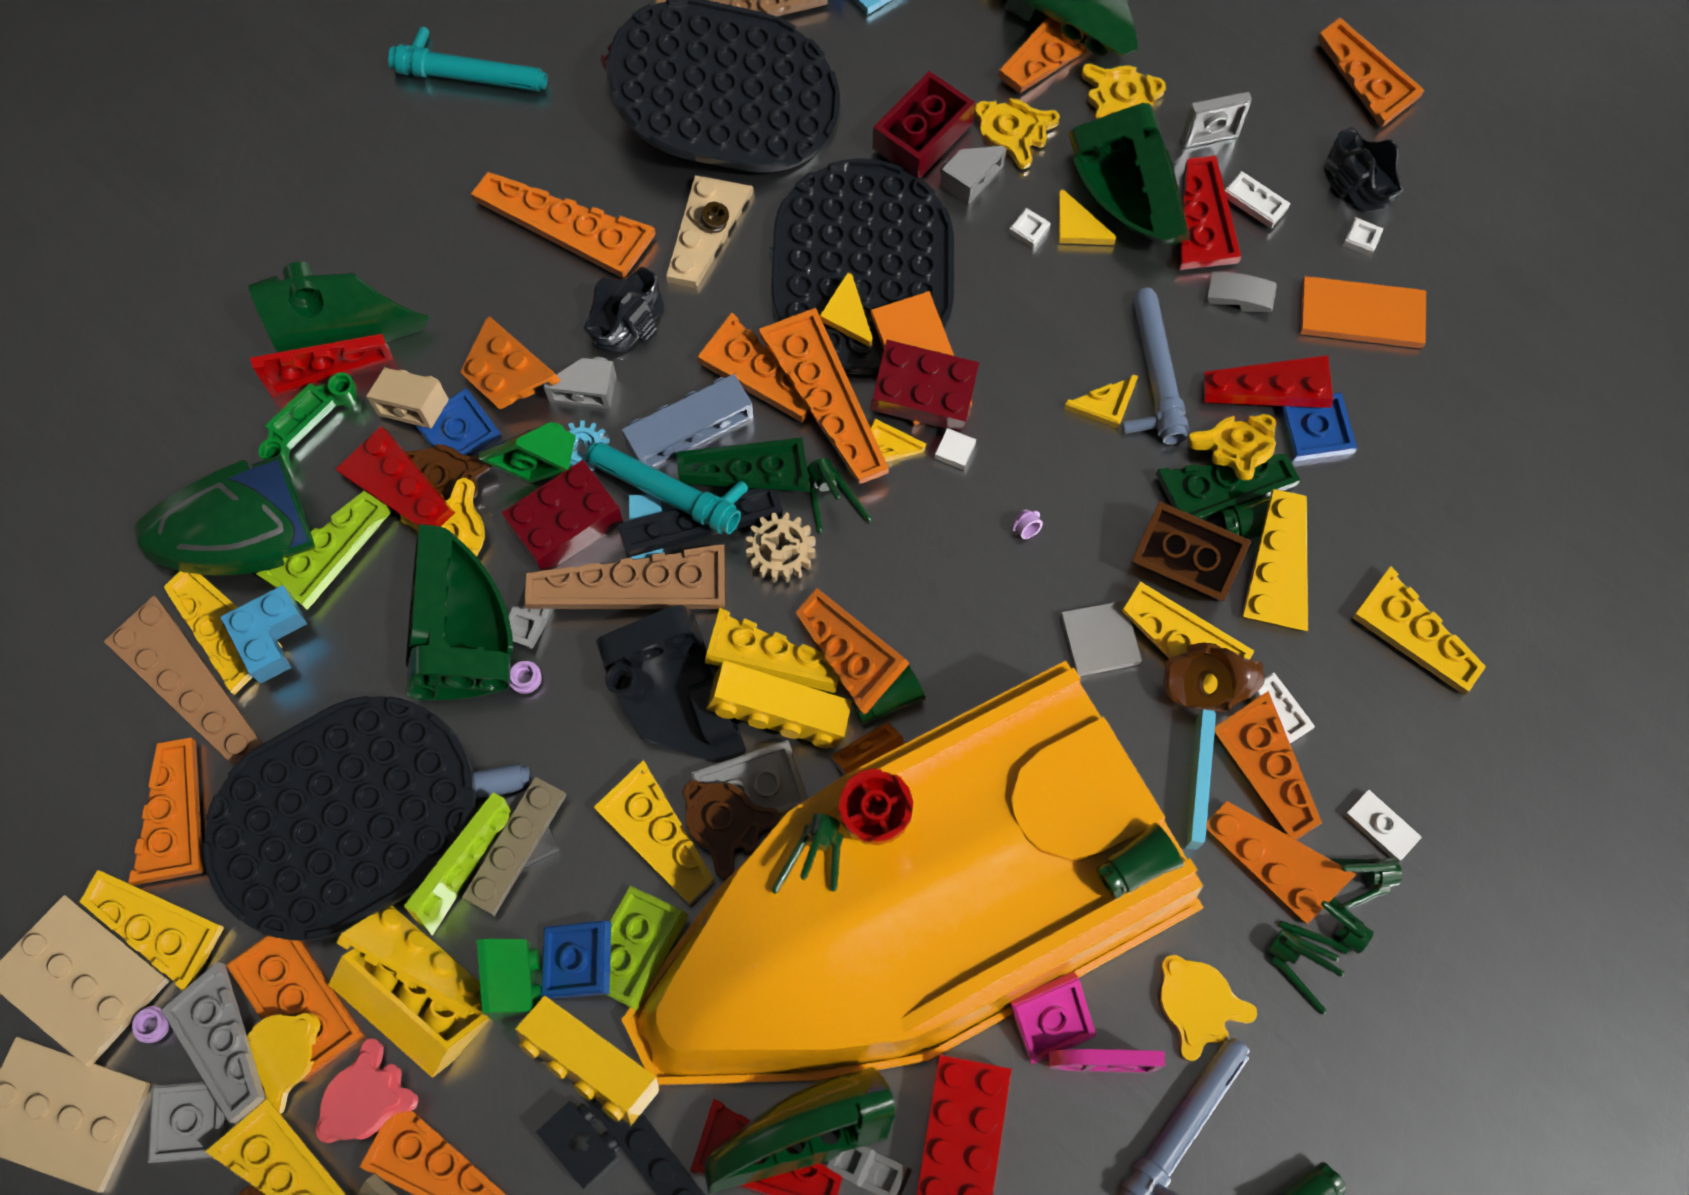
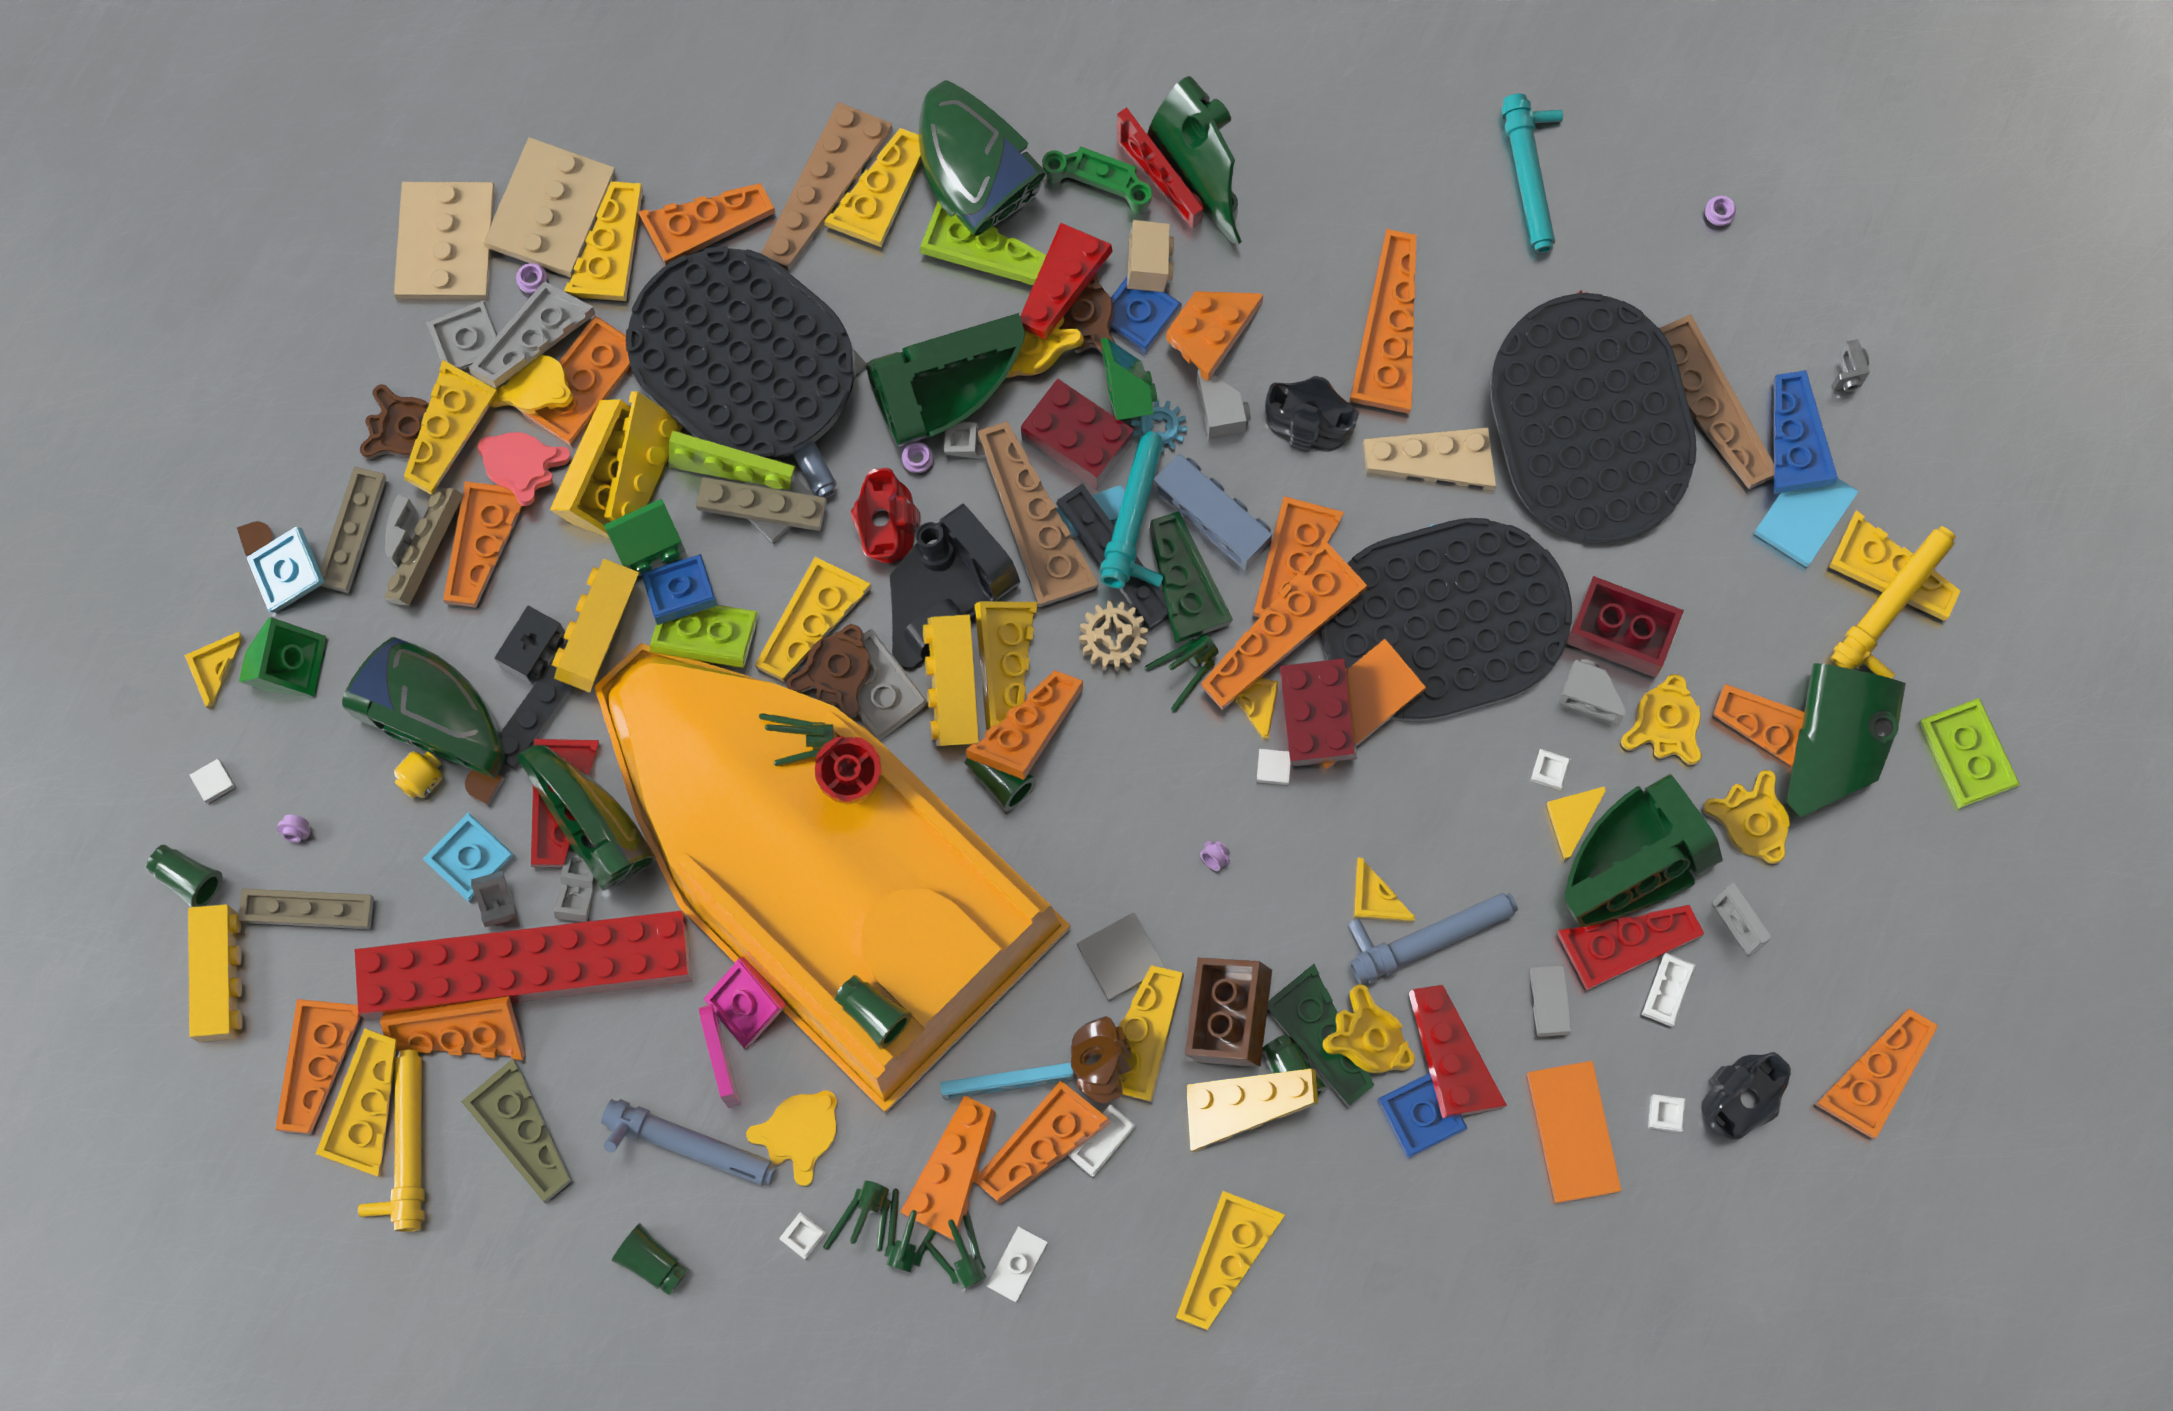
camera: 75 degrees right, 5 degrees up
(258, 627) = (877, 220): dark azure brick -> none
(550, 718) = (896, 538): none -> red piece
(720, 210) = (1441, 450): dark brown bush -> none
(846, 312) = (1379, 616): yellow tile -> none
(868, 748) = (941, 774): orange plate -> none
(1308, 1031) = (803, 1236): none -> white tile

